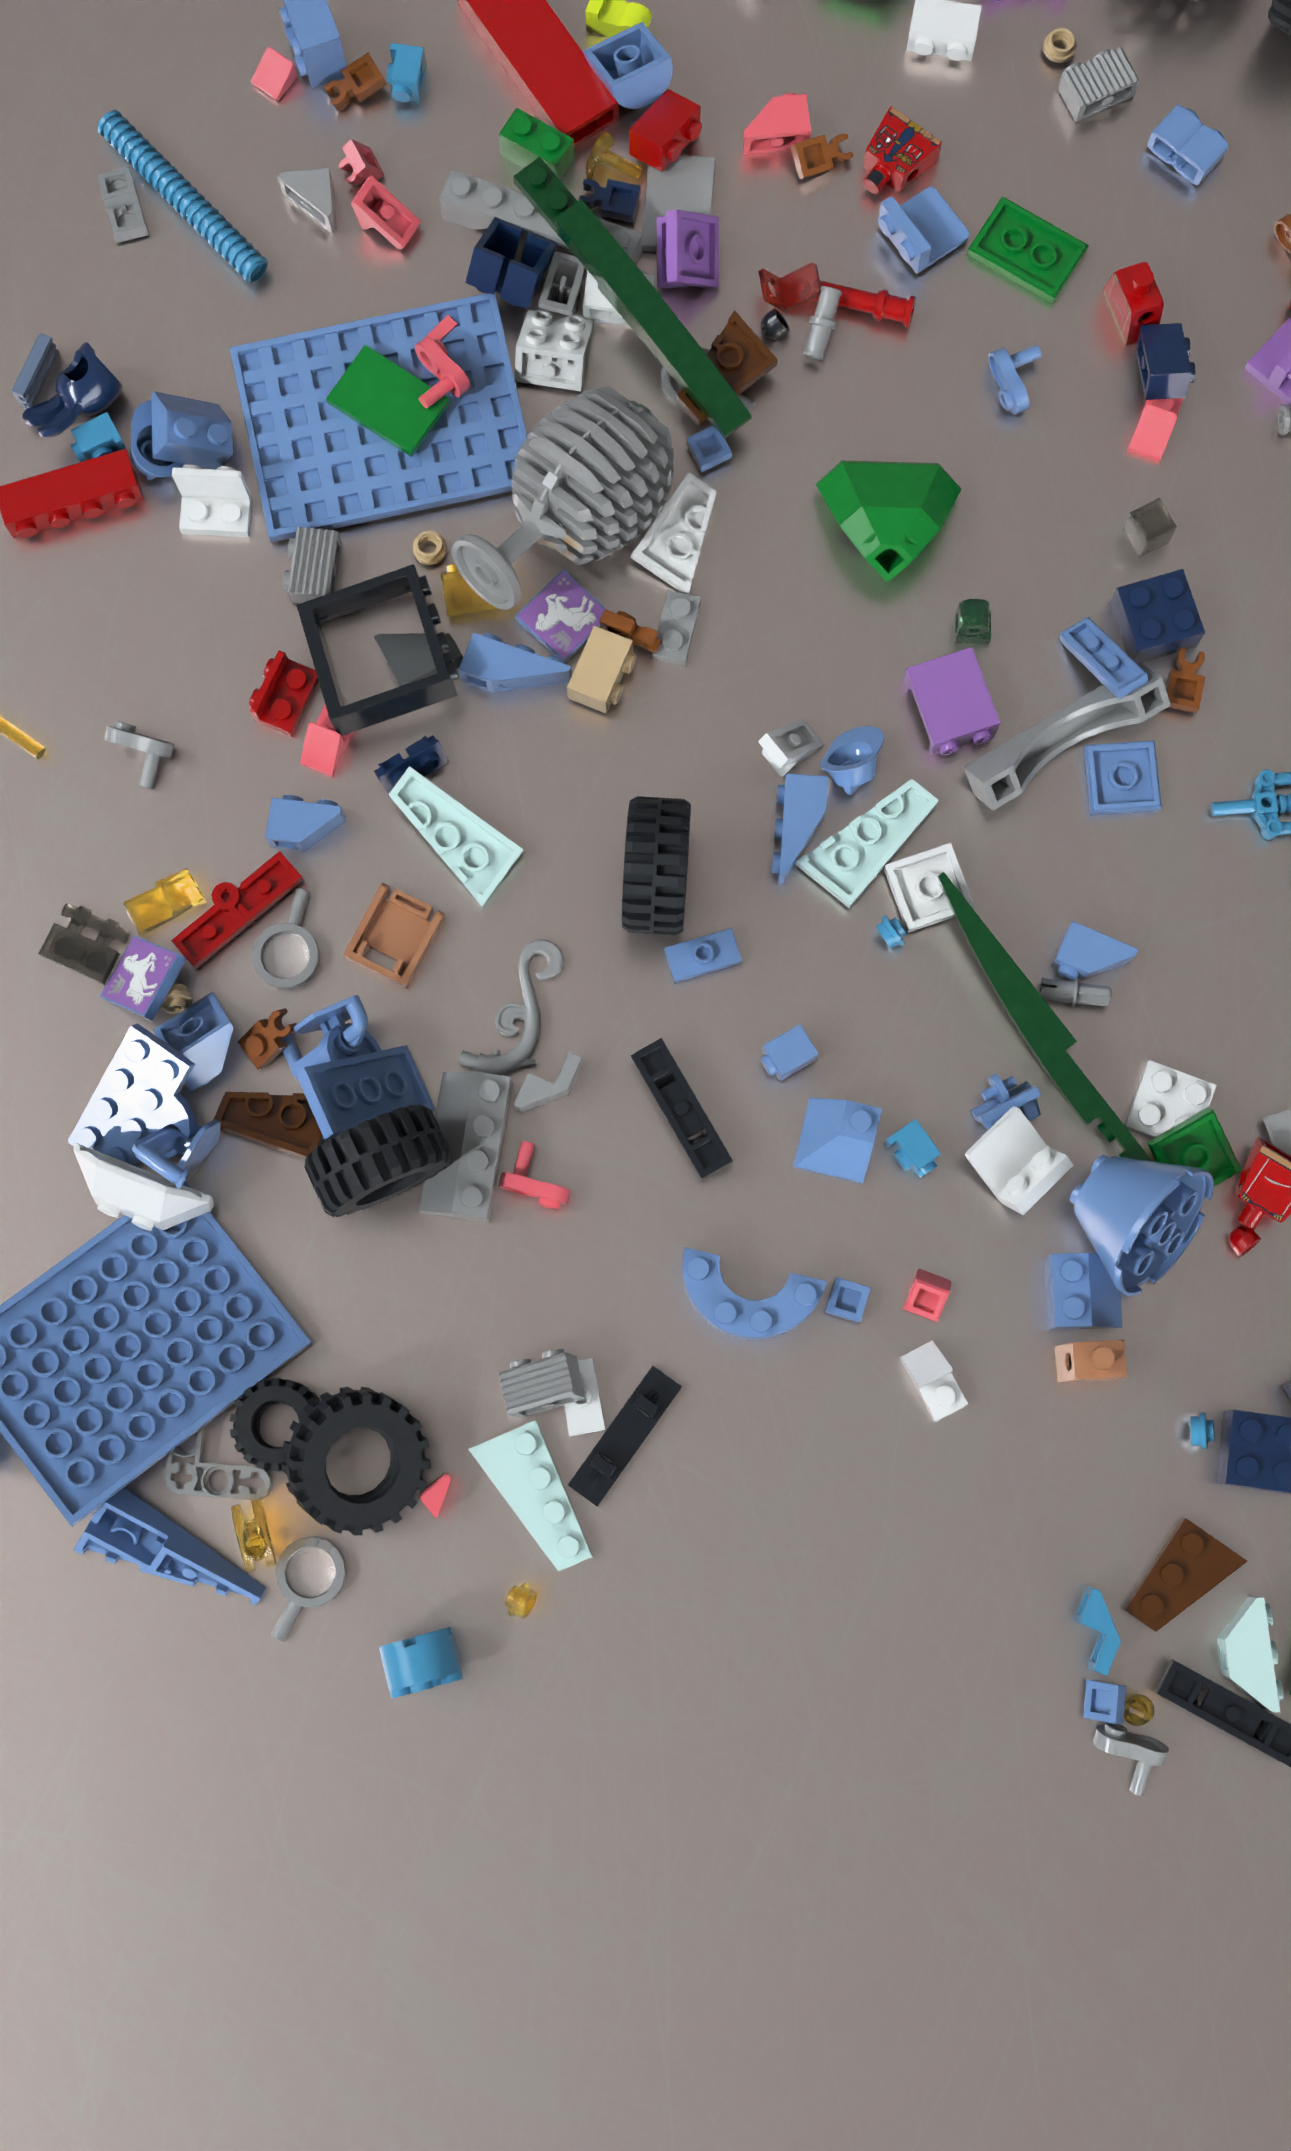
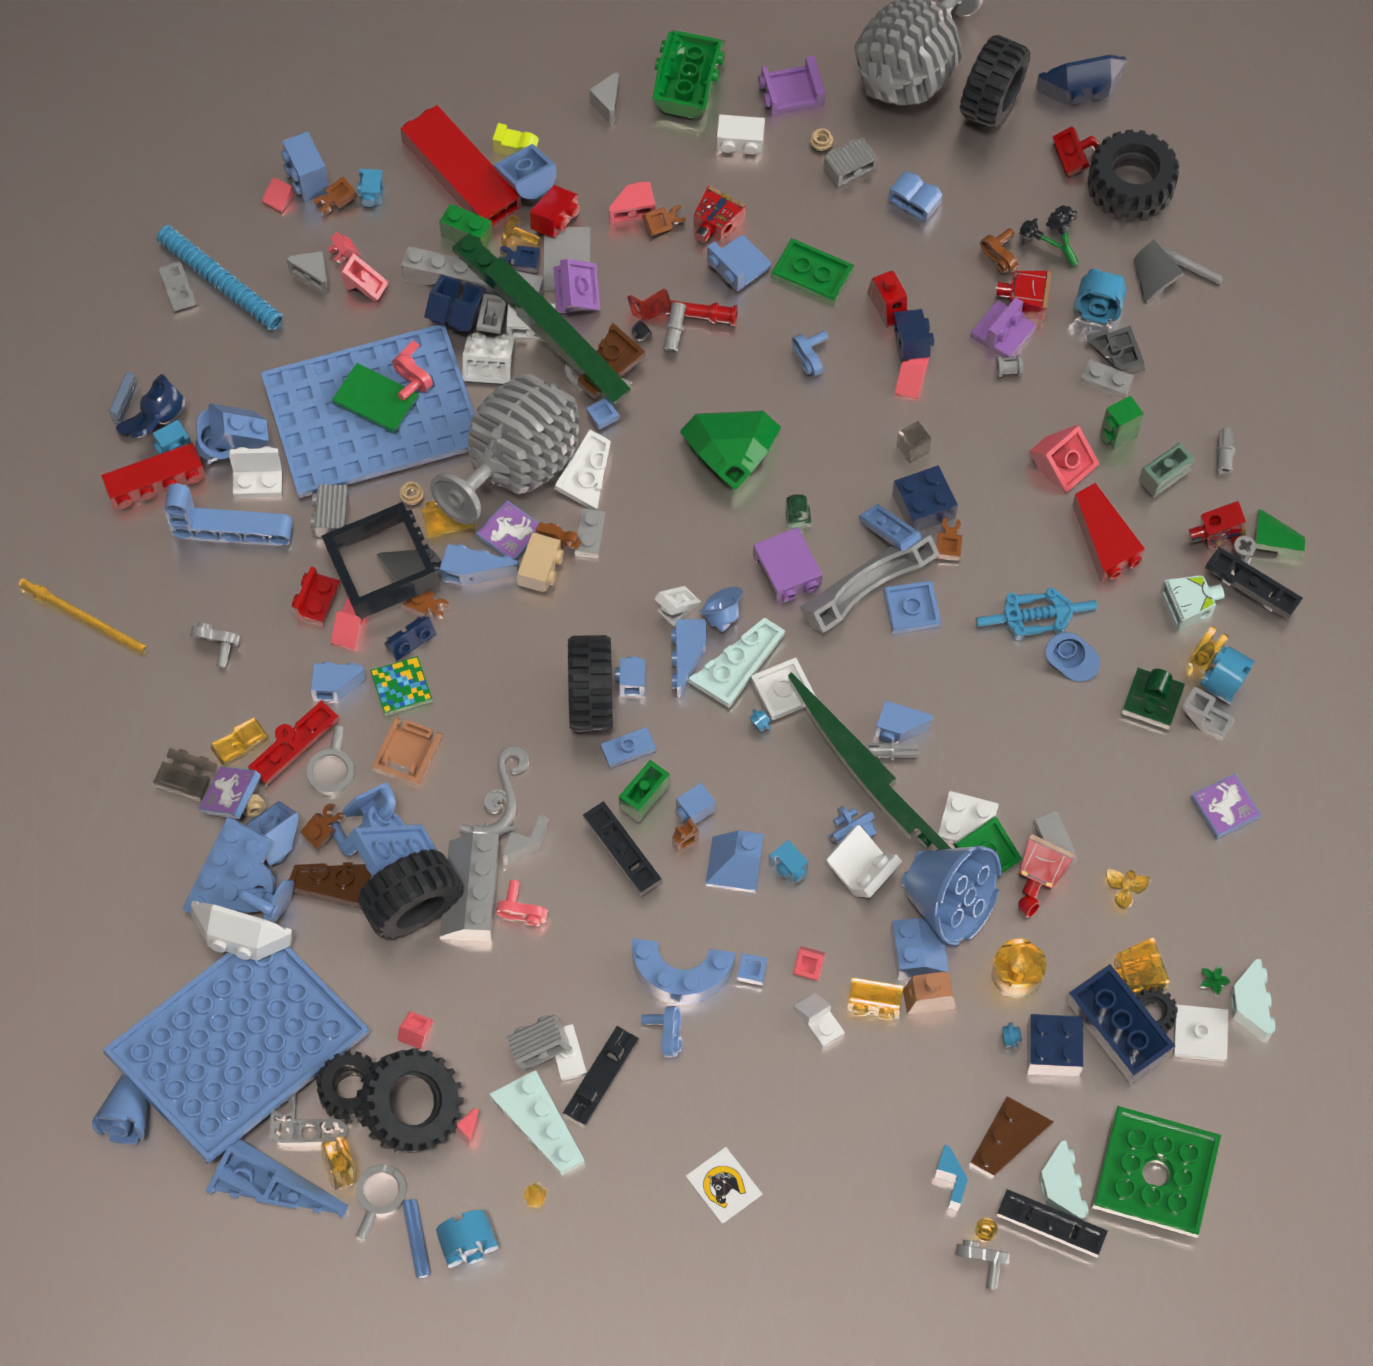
camera: 10 degrees left, 15 degrees down
(158, 574) = (223, 525): none -> medium blue beam
(353, 1646) = (416, 1238): none -> medium blue axle
(374, 1343) = (414, 1030): none -> coral slope
(389, 840) = (401, 686): none -> tile
(437, 716) = (425, 603): none -> dark orange plate
(463, 840) = (449, 681): light aqua wing -> none
(716, 850) = (631, 676): none -> medium blue brick
(719, 1026) = (644, 790): none -> green brick
(725, 1398) = (671, 1020): none -> medium blue piece
(770, 1097) = (685, 836): none -> dark orange plate
(781, 1606) = (724, 1185): none -> sticker
(1014, 1357) = (875, 999): none -> clear yellow bracket
(1104, 1701) = (962, 1225): medium blue plate -> none
(1231, 1318) = (1012, 981): none -> clear yellow brick

